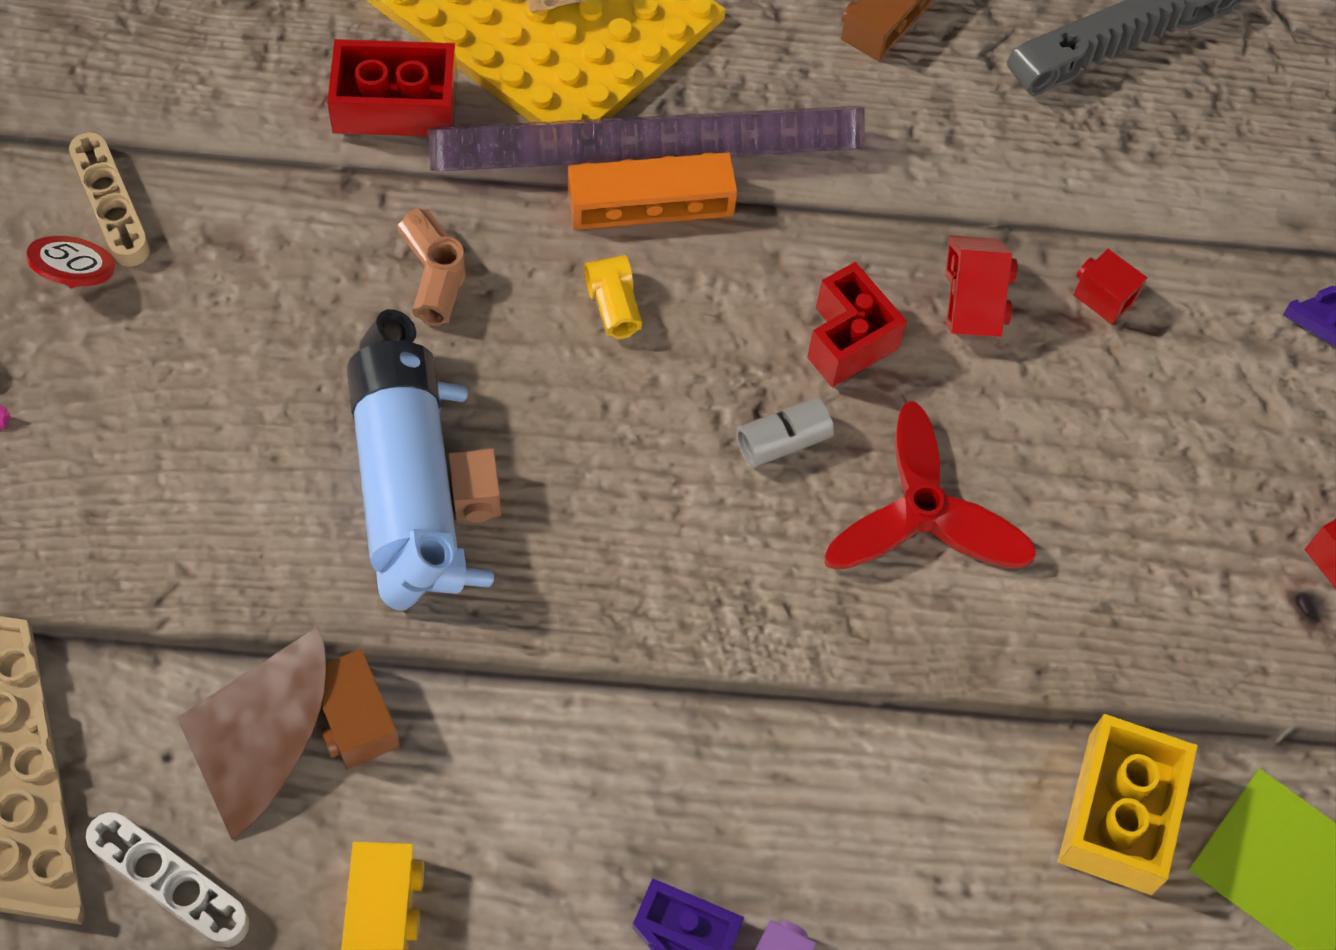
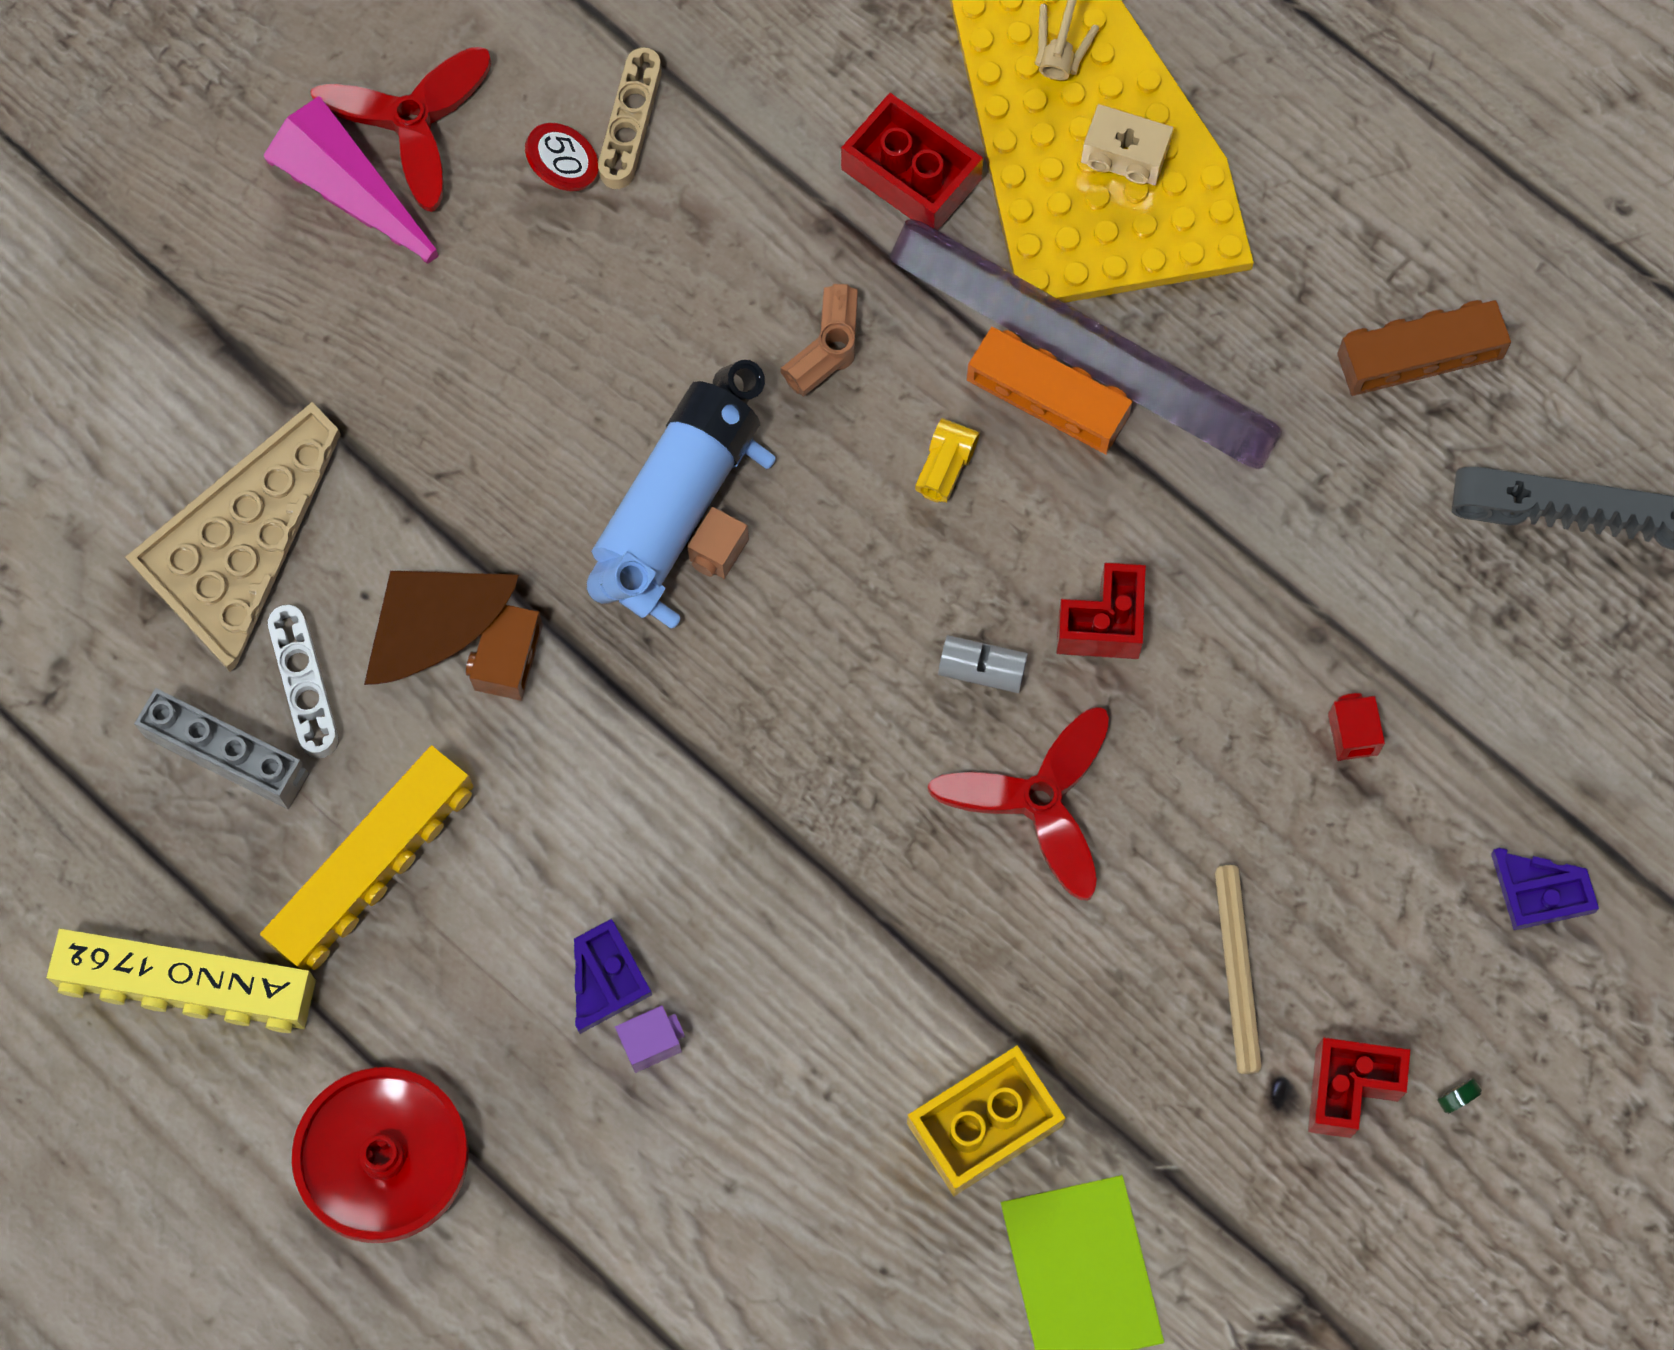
camera: 45 degrees right, 10 degrees up
(979, 285) = (1240, 645): red brick -> none
(1194, 532) = (1238, 969): none -> tan axle

